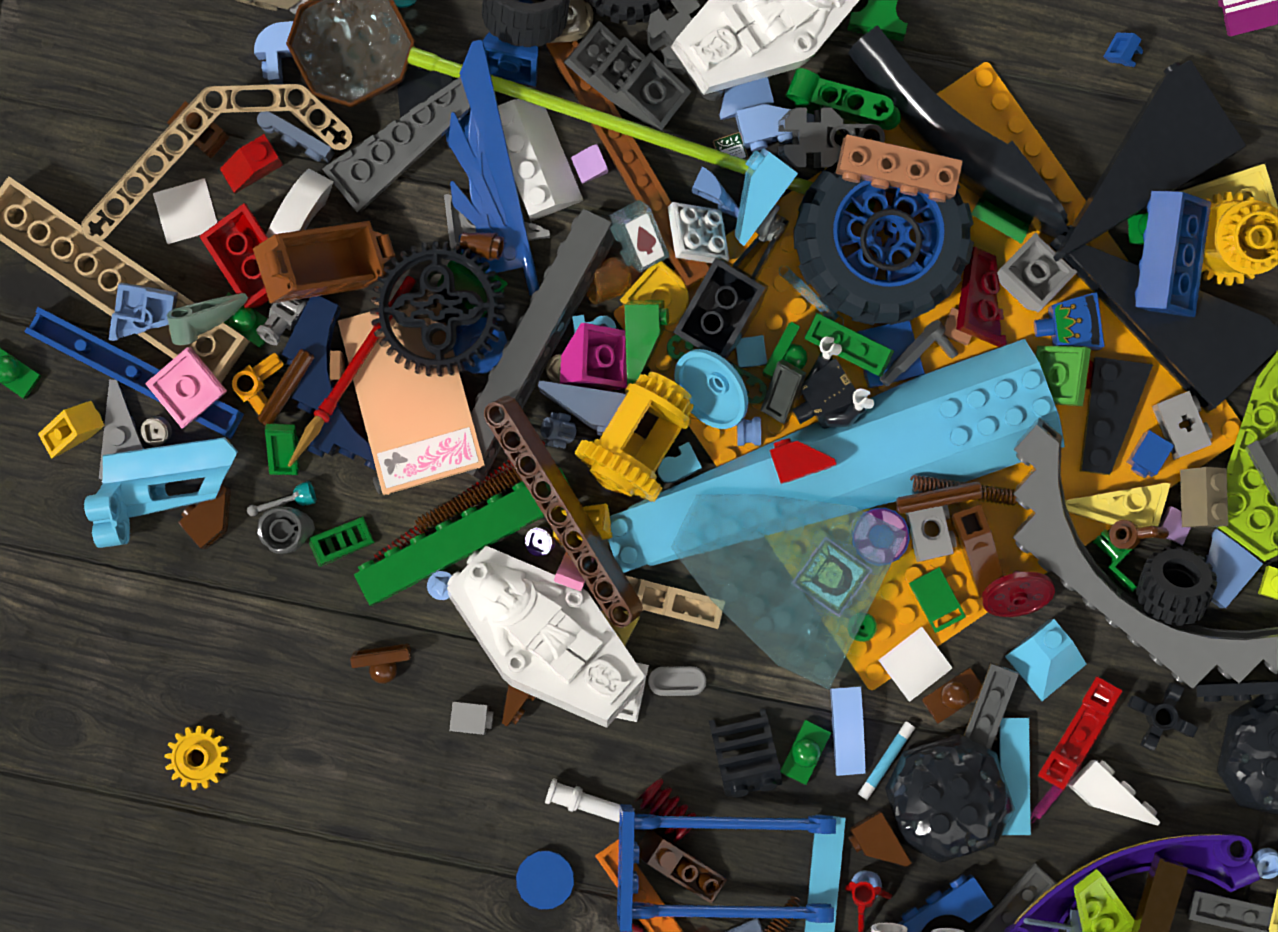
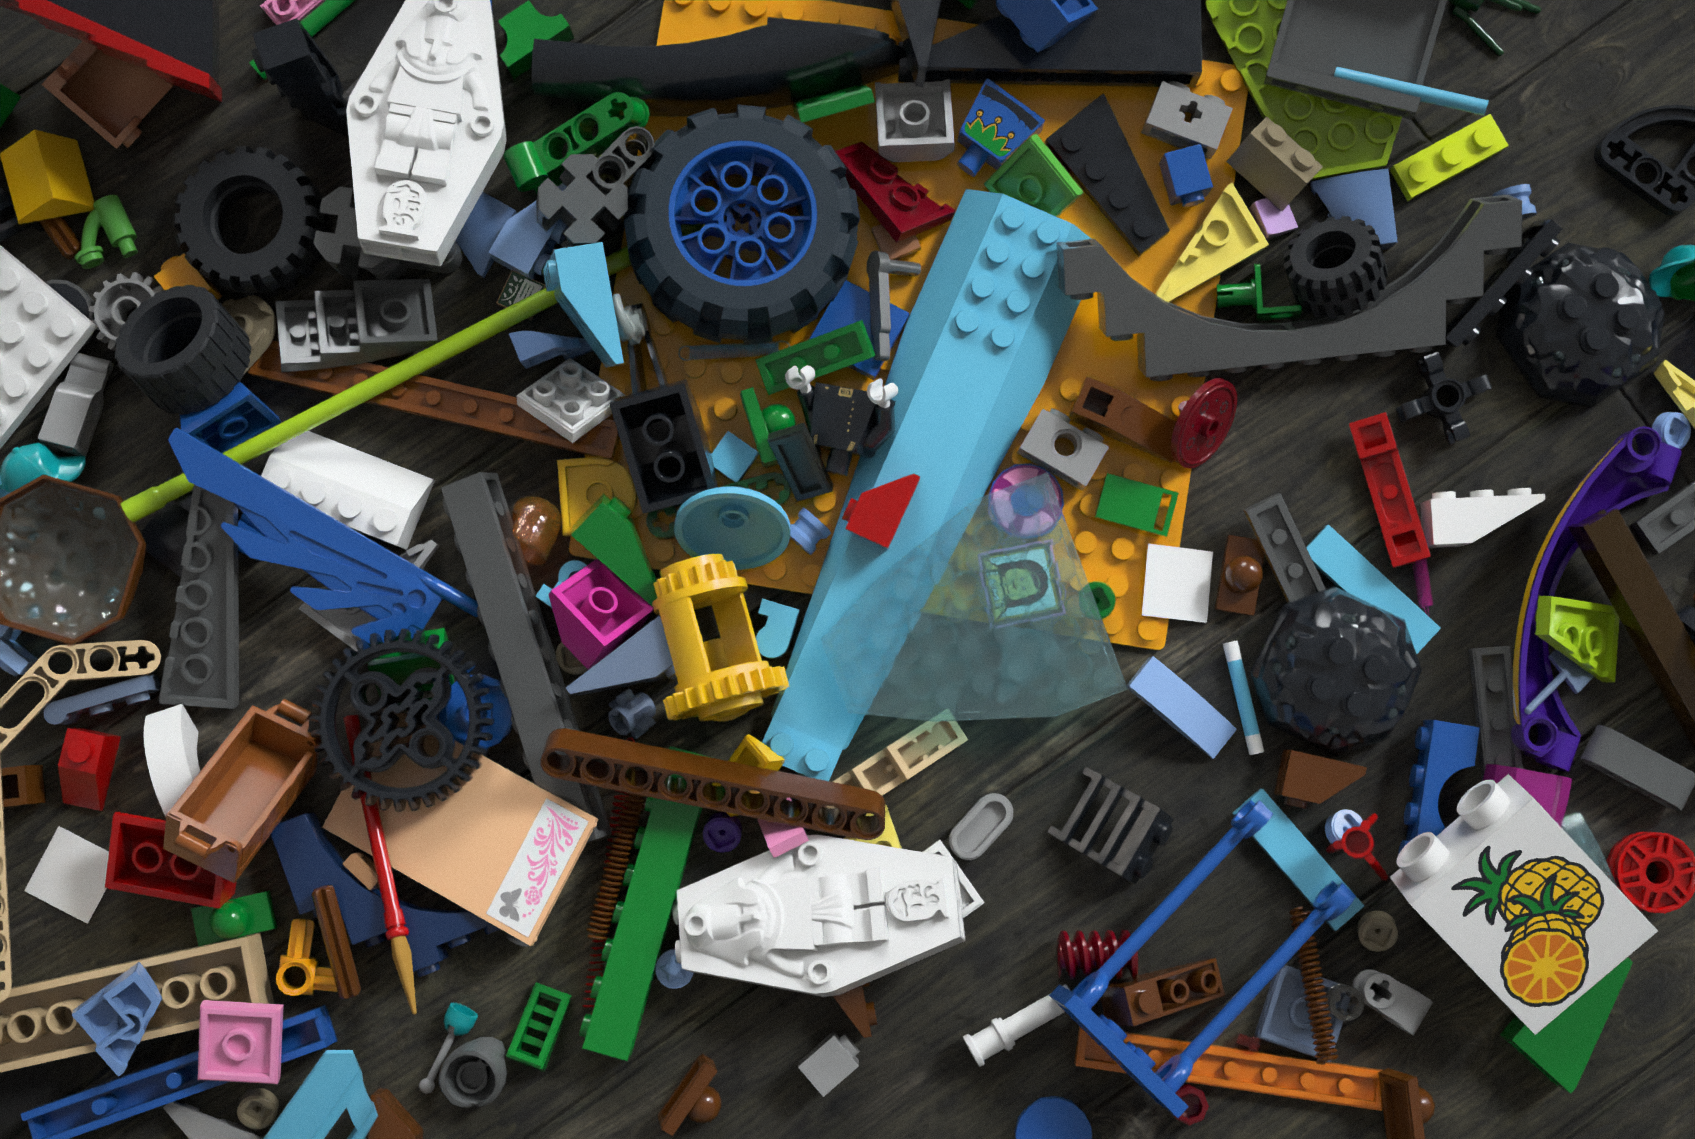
camera: 50 degrees left, 0 degrees up
(195, 319) = (180, 972): sand green piece -> none
(281, 316) = (264, 878): light grey connector -> none
(281, 444) = (387, 1000): green tile -> none
(485, 244) = (384, 614): reddish brown cone -> none
(589, 164) = (405, 440): lavender slope -> none
(638, 235) = (518, 458): brick -> none
(805, 752) = (1163, 767): green tile -> none
(875, 262) = (760, 183): black tyre -> none
(898, 167) = (690, 144): nougat brick -> none
(936, 482) = (1057, 371): reddish brown piece -> none
(939, 497) = (1043, 410): reddish brown axle -> none
(1046, 659) = (1286, 455): medium azure slope -> none
(1134, 534) = (1249, 259): reddish brown plate -> none

